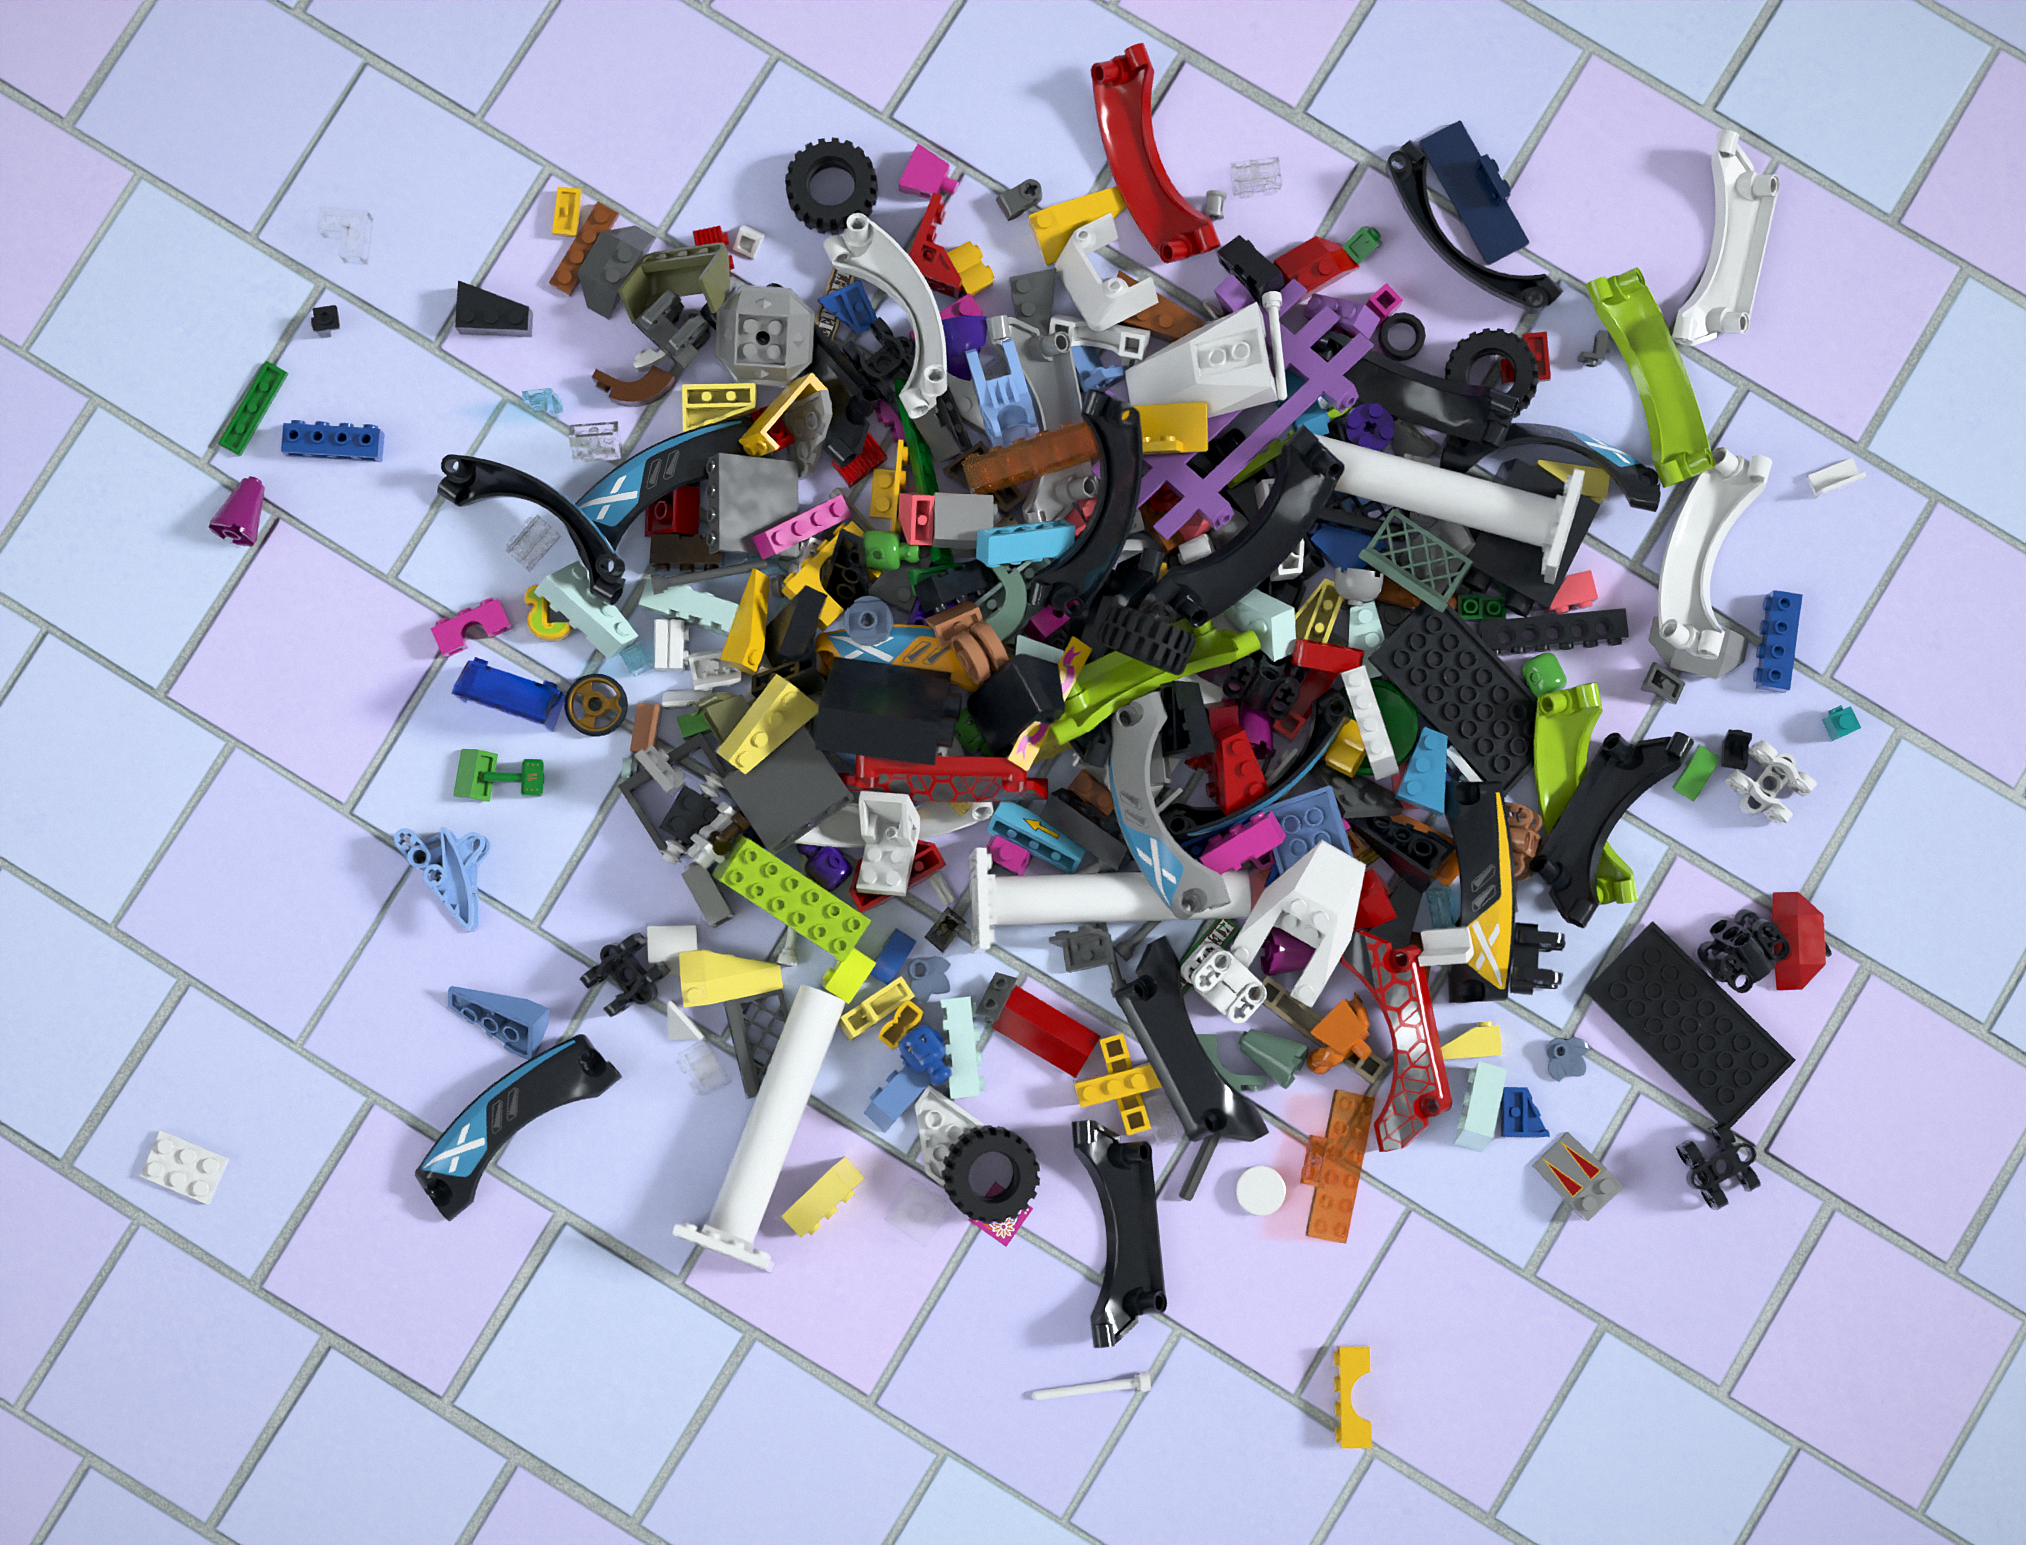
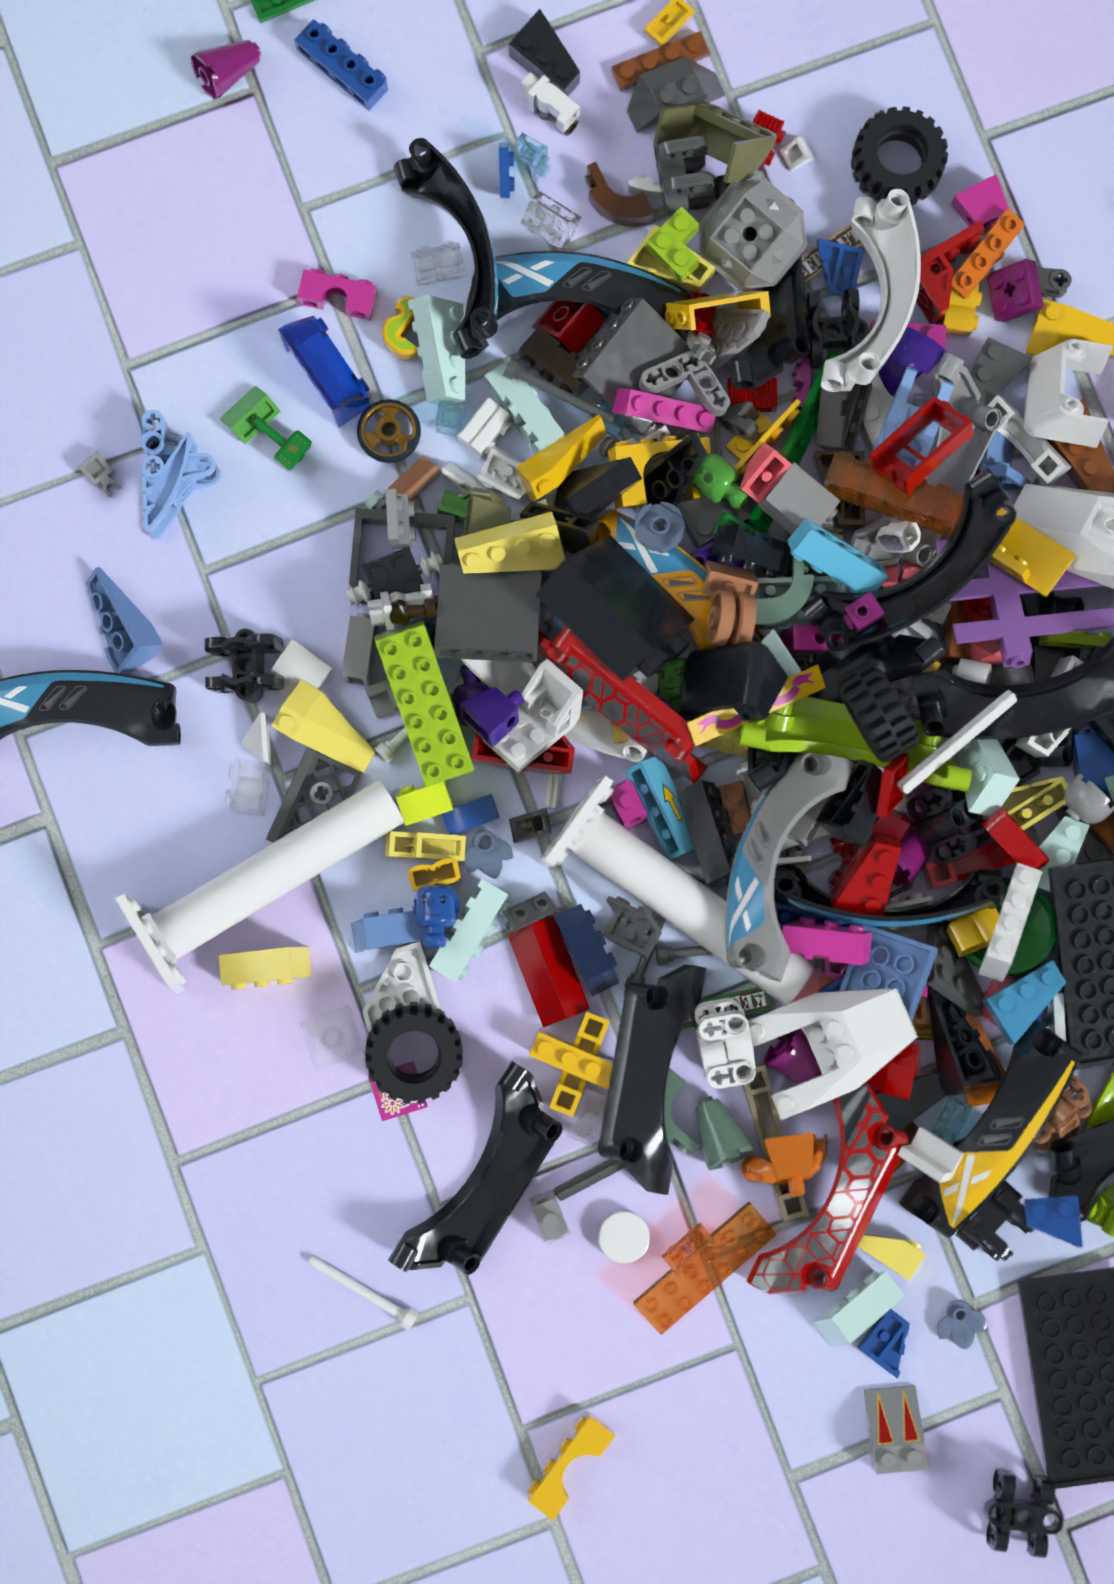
camera: 35 degrees right, 0 degrees up
(389, 910) = (98, 471): none -> light grey plate
(524, 349) = (550, 103): none -> white hips
(524, 420) = (506, 159): none -> blue wing
(706, 394) = (669, 244): none -> lime brick
(753, 919) = (382, 698): none -> light grey panel
(770, 1028) = (328, 797): none -> light grey bush
(793, 453) = (701, 345): none -> light grey plate
(802, 481) = (693, 375): none -> light grey beam
(850, 866) = (492, 714): none -> dark purple torso
(867, 488) = (741, 421): none -> dark grey slope
(958, 210) = (987, 253): none -> orange bracket
(1002, 224) = (1013, 303): none -> magenta brick
(1023, 442) = (898, 472): none -> red door
(1059, 488) = (898, 537): none -> white rock
(1063, 990) = (588, 948): none -> dark blue wedge
(1077, 570) = (862, 613): none -> magenta brick
(1192, 1219) = (549, 1217): none -> light grey torso
(1201, 686) = (890, 794): none -> red tile
(1224, 615) = (956, 742): none -> white axle
(1573, 922) = (1055, 1217): none -> blue wing

